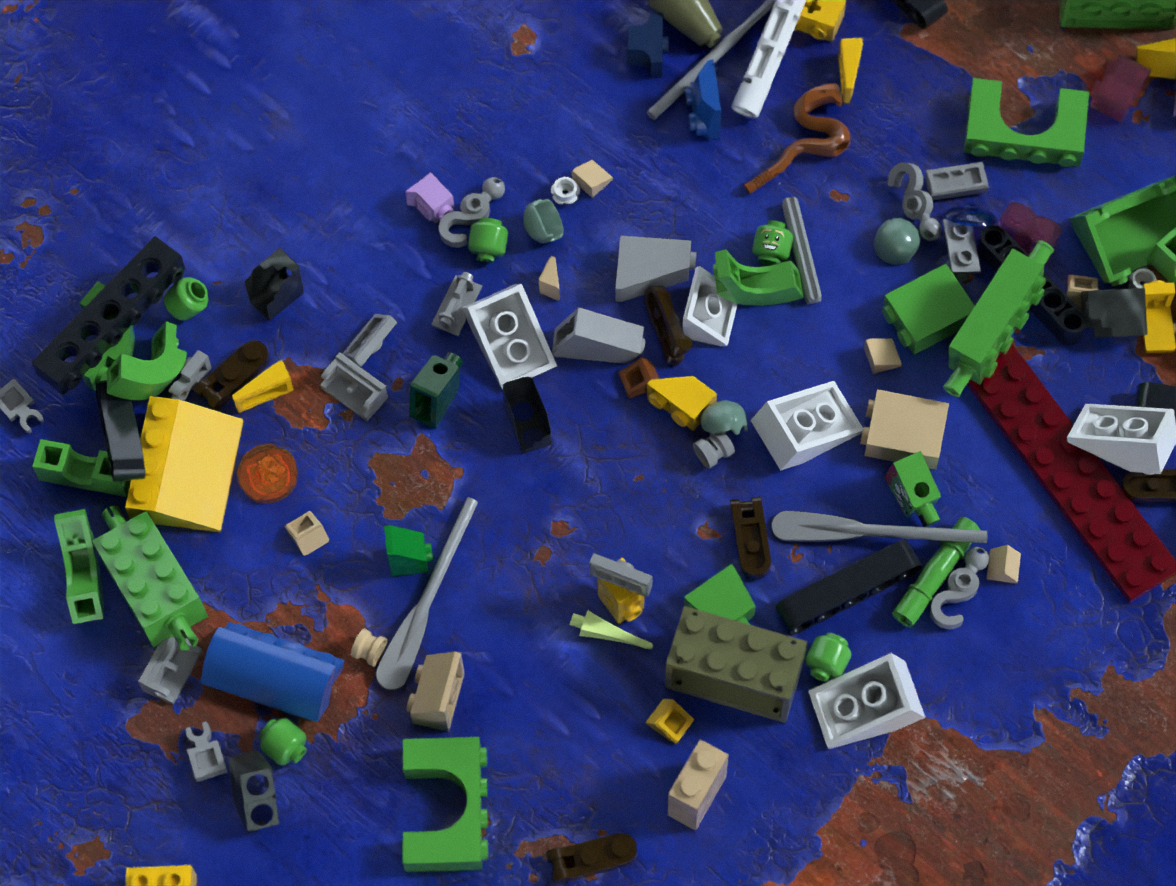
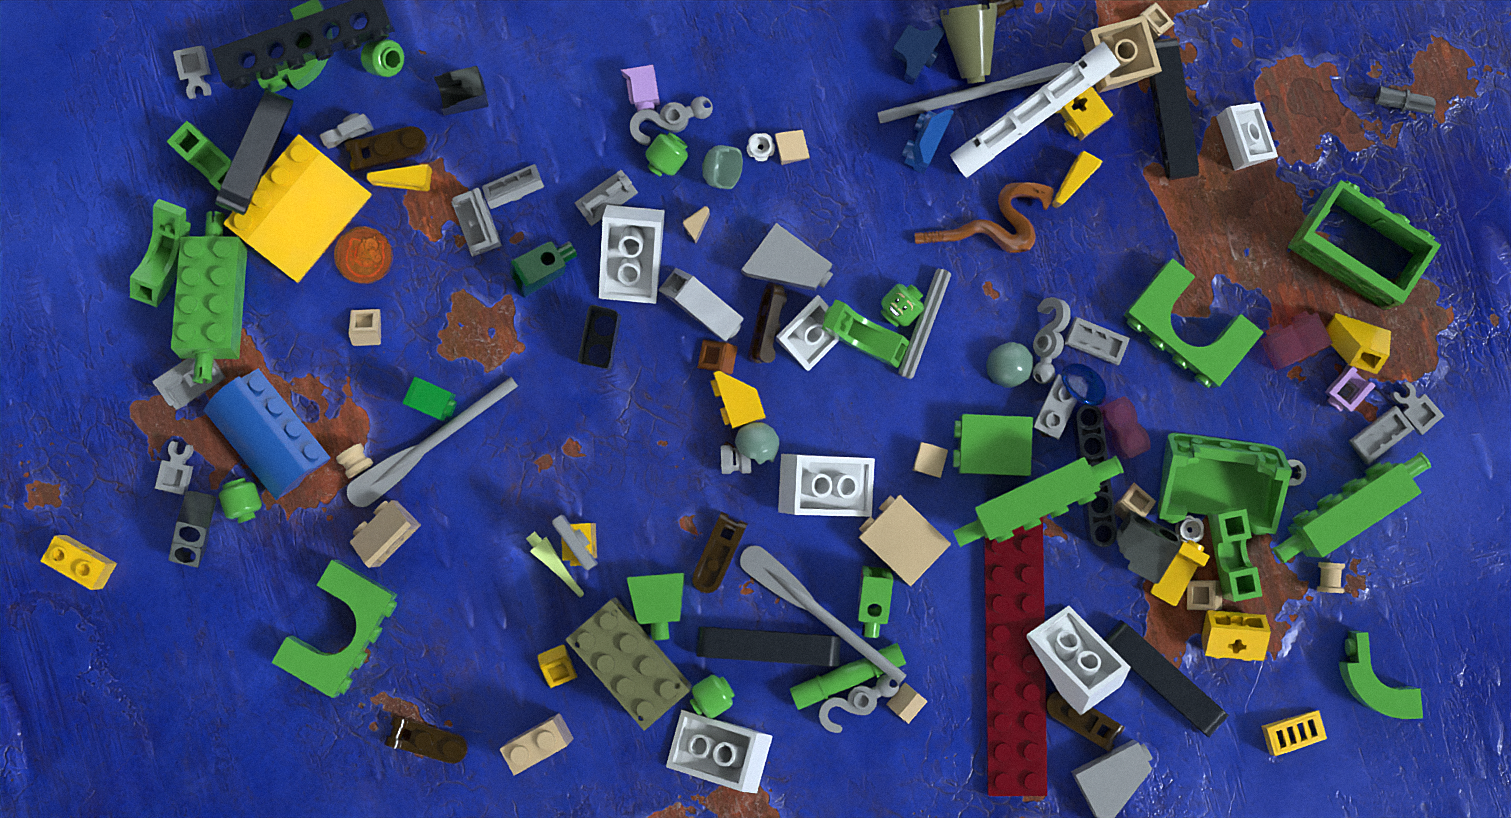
camera: 30 degrees right, 20 degrees up
(140, 379) = (294, 116): bright green arch -> none

